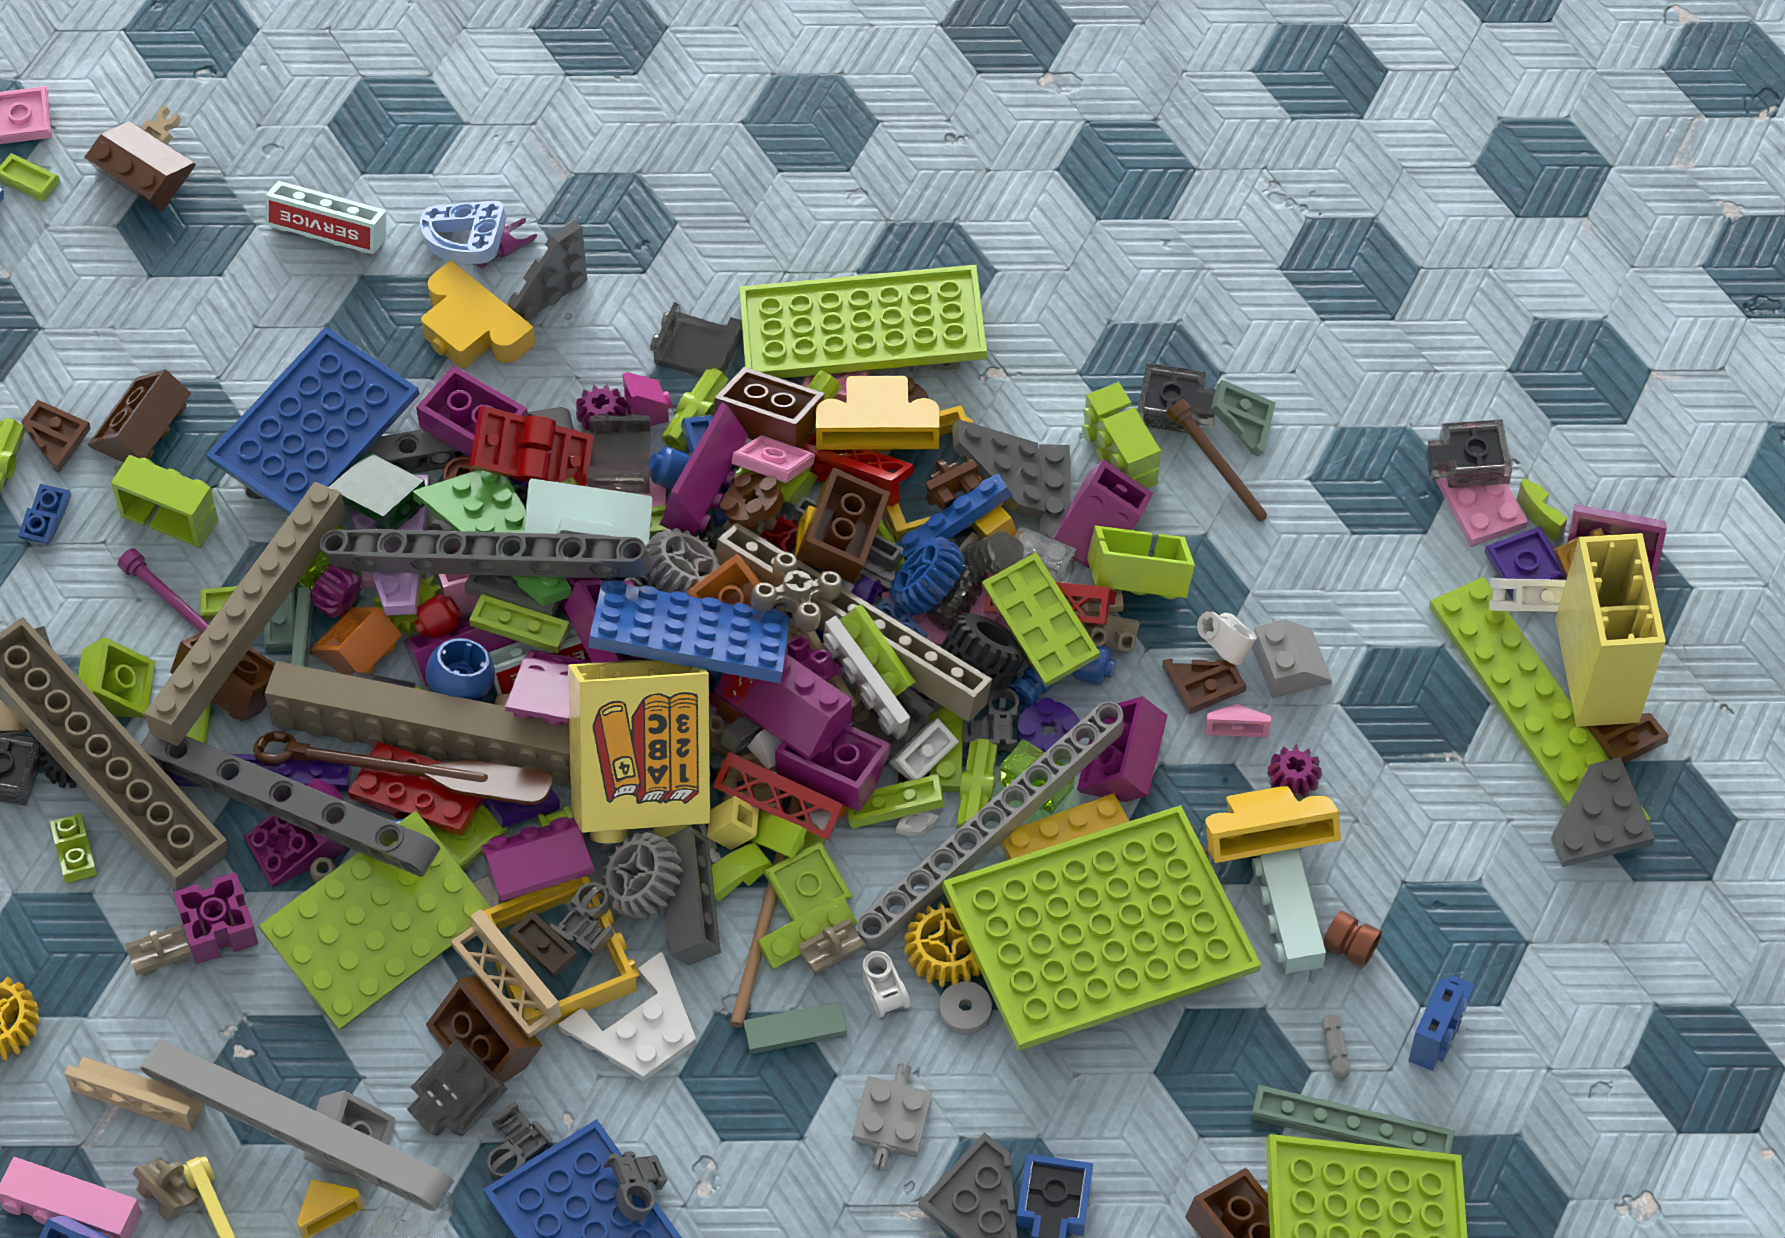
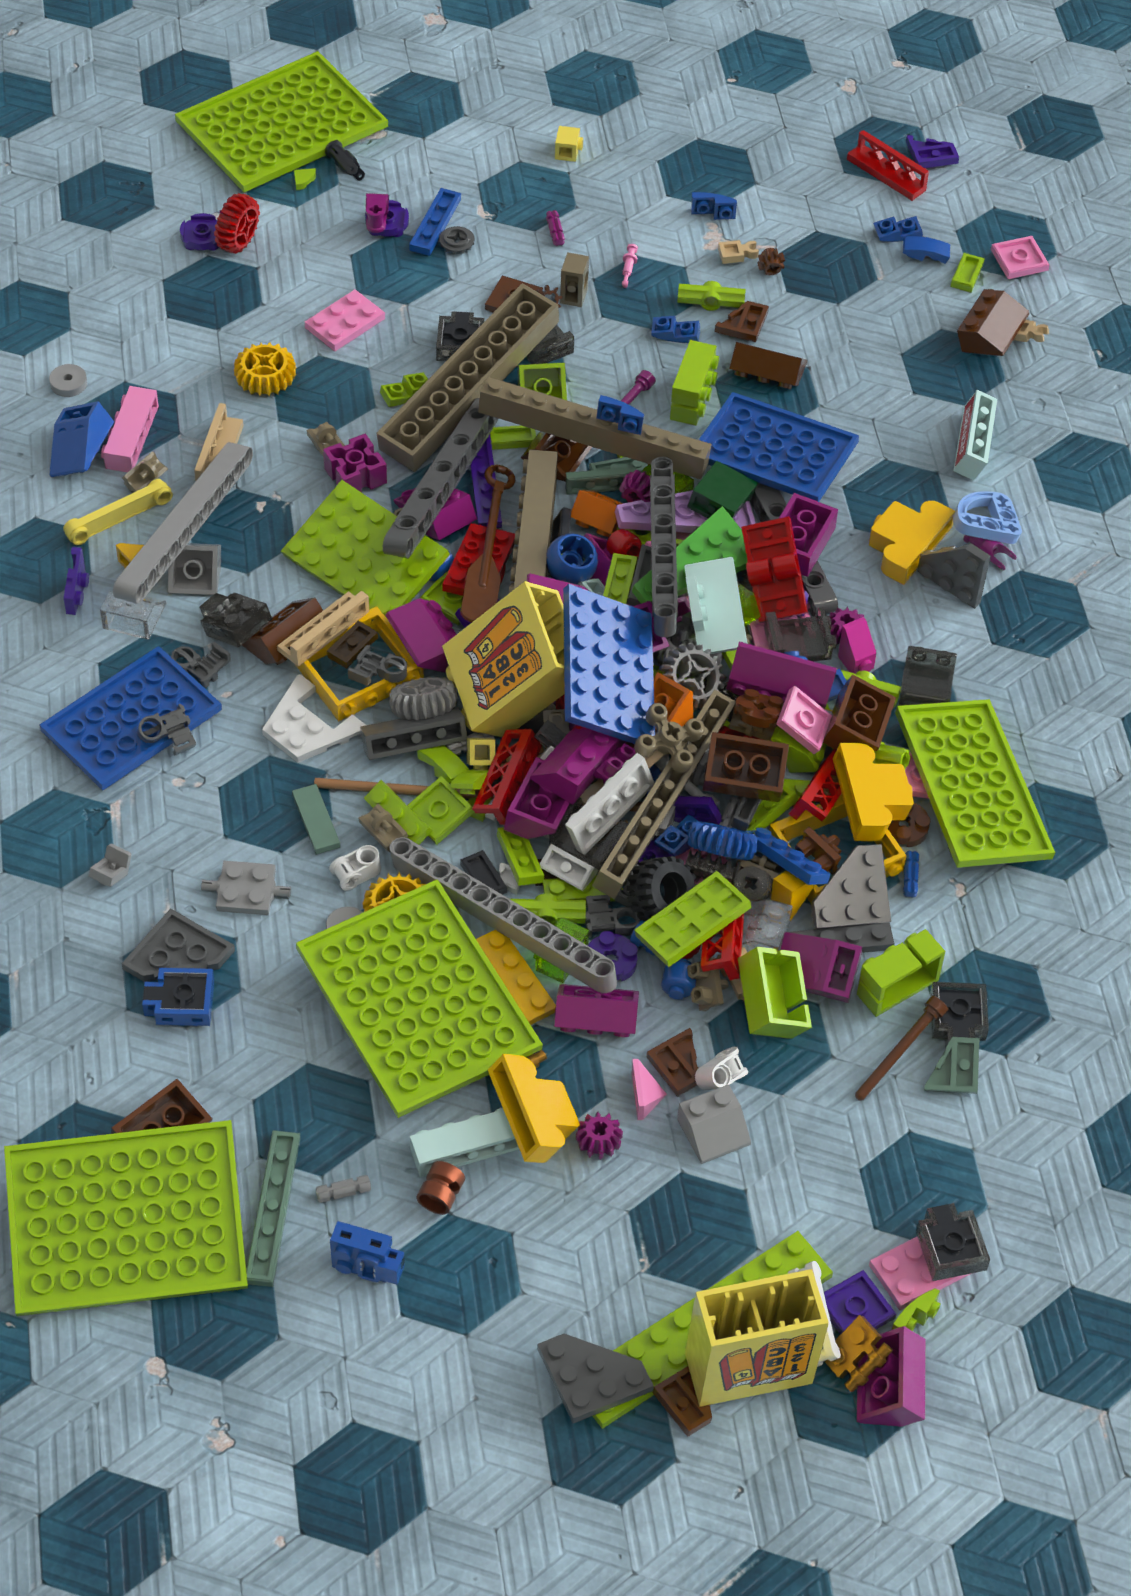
camera: 80 degrees right, 5 degrees down
(265, 560) = (616, 411): none -> blue slope
(877, 650) = (630, 803): lime plate -> none
(907, 850) = (482, 869): none -> black tile
(977, 412) = (911, 873): none -> blue axle

